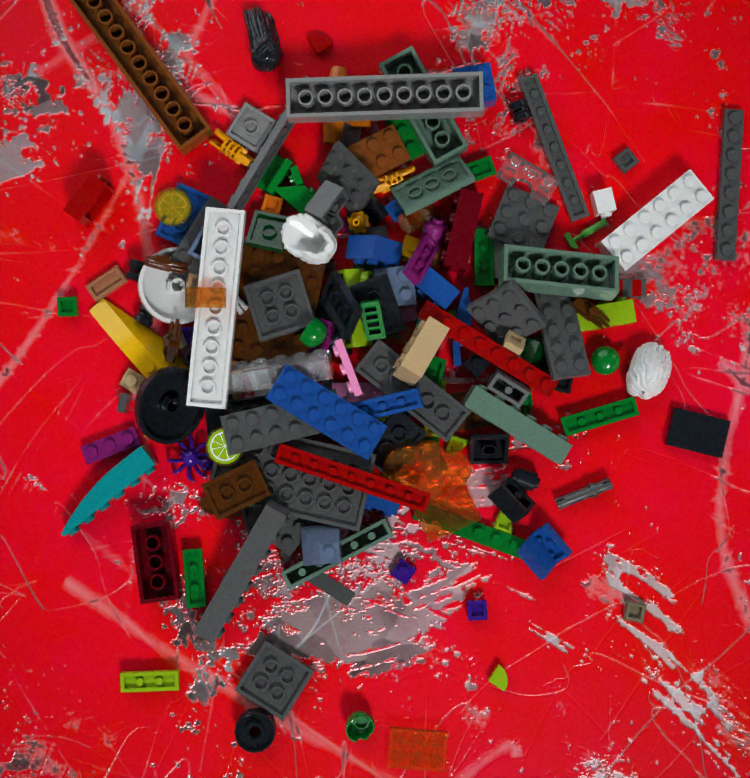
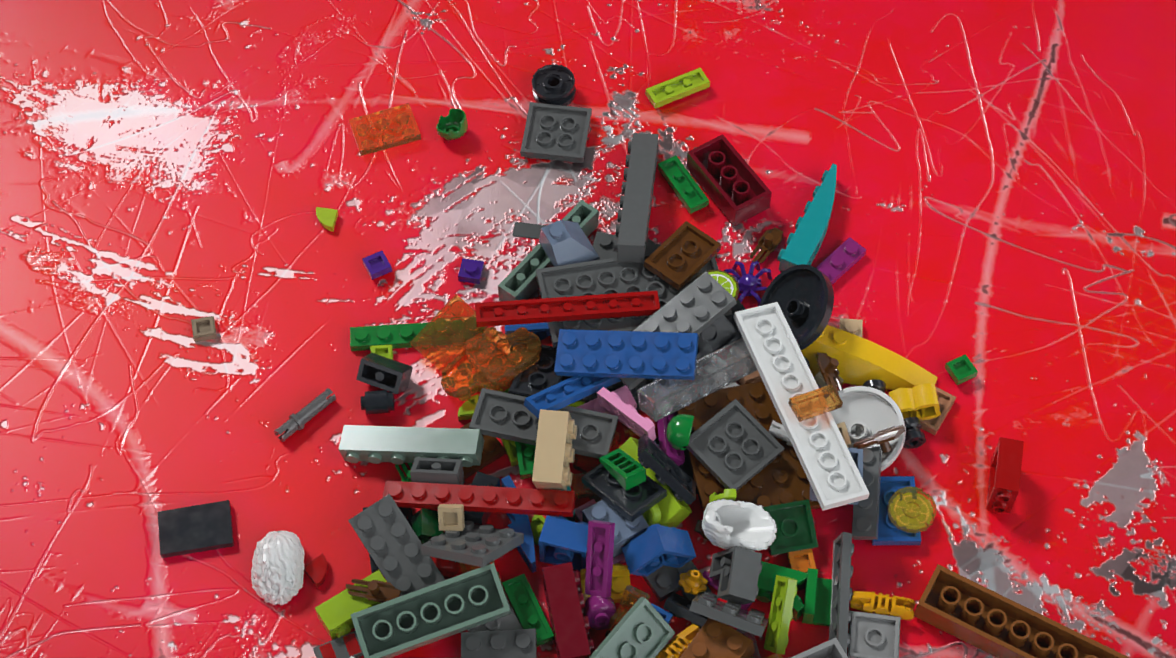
camera: 160 degrees right, 30 degrees down
(119, 290) = (917, 401): none -> yellow brick
(124, 403) = (845, 304): dark grey tile -> none
(154, 489) = (767, 243): none -> reddish brown piece
(308, 268) = (729, 494): none -> lime tile
(309, 167) = (780, 614): none -> lime plate
(488, 448) = (438, 414): black slope -> none
(543, 550) = (329, 337): blue bracket -> none
(599, 416) = (318, 497): green plate -> none
(605, 360) = (336, 557): green hair -> none

